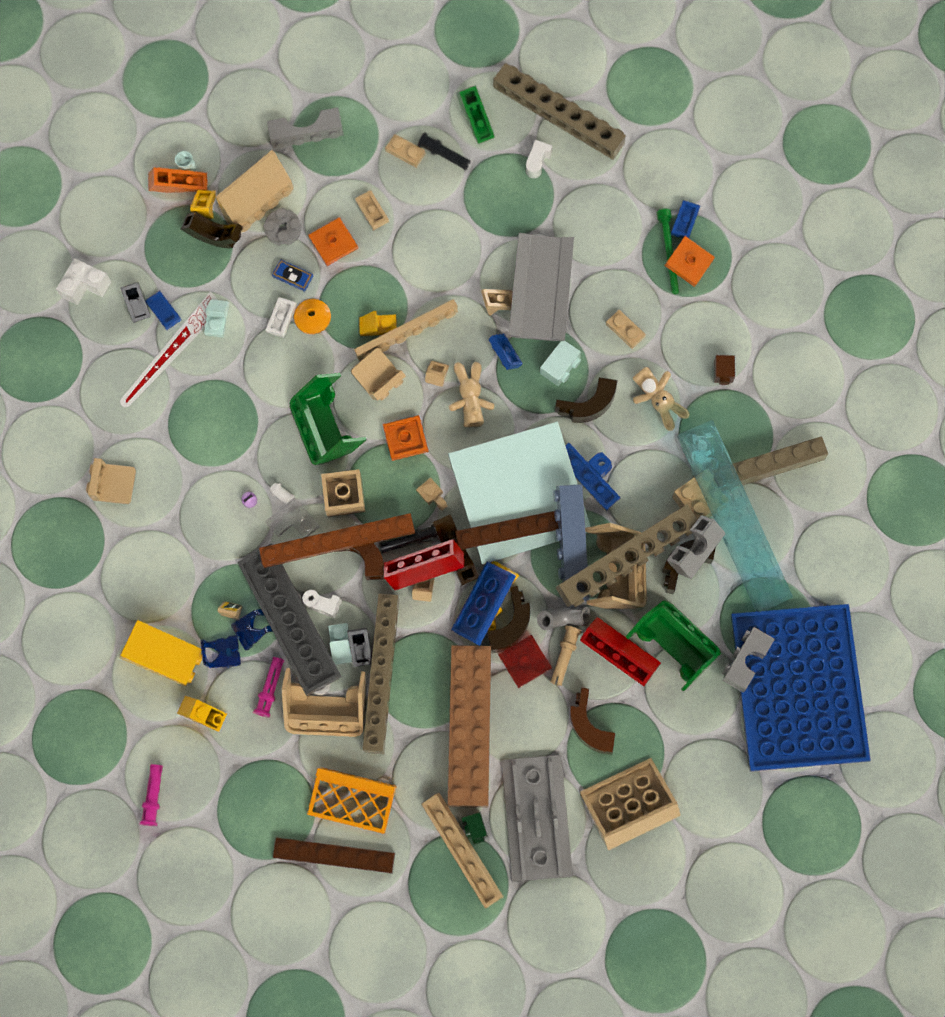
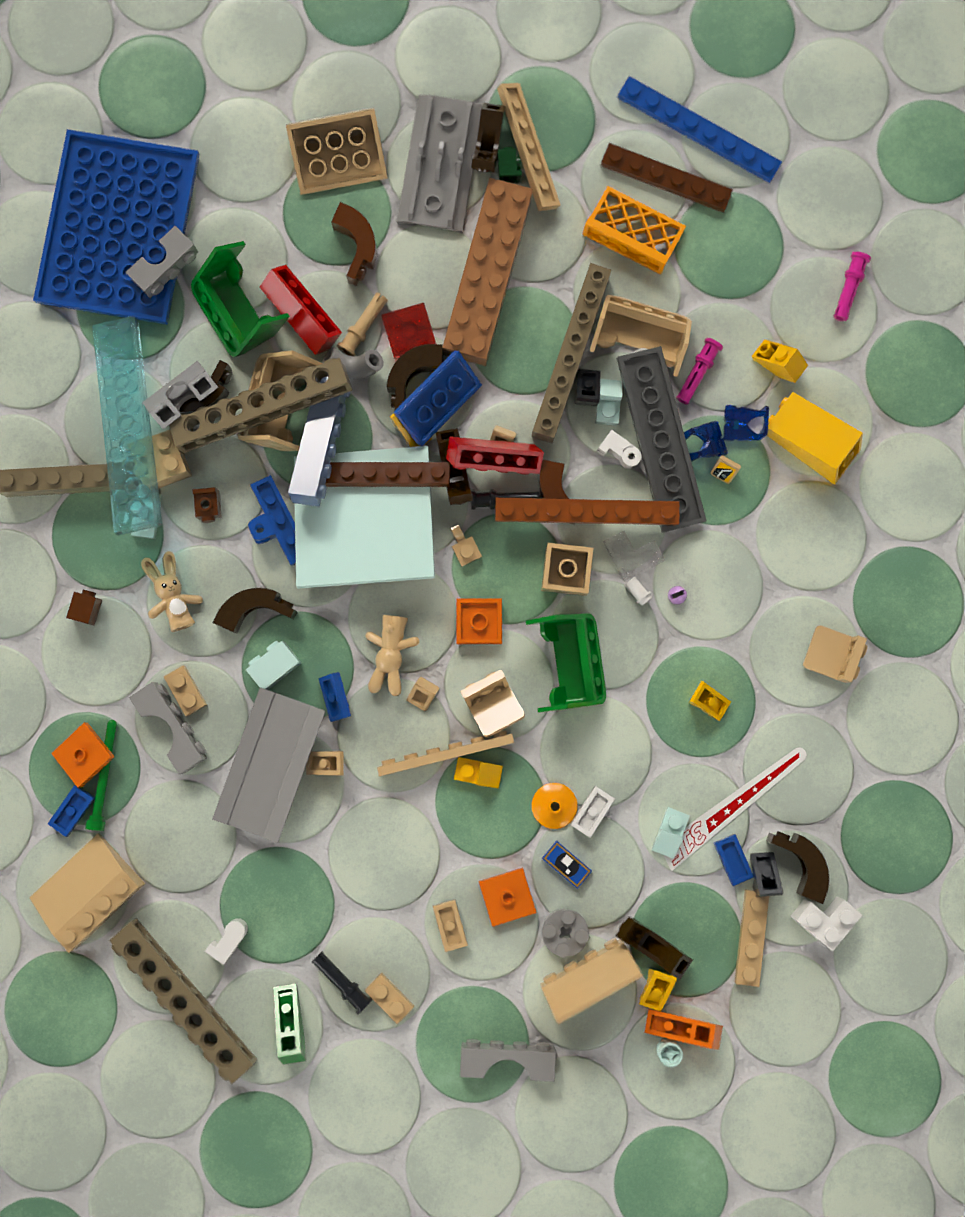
camera: 175 degrees left, 10 degrees up
(97, 311) = (815, 872): none -> dark brown arch
(138, 255) = (751, 939): none -> tan plate
(206, 420) = (710, 701): none -> yellow slope
(314, 908) = (699, 129): none -> blue plate
(498, 843) = (488, 138): none -> dark brown arch
(646, 312) = (185, 750): none -> light grey arch
(651, 480) = (213, 511): none -> reddish brown brick
(655, 166) = (85, 892): none -> tan slope

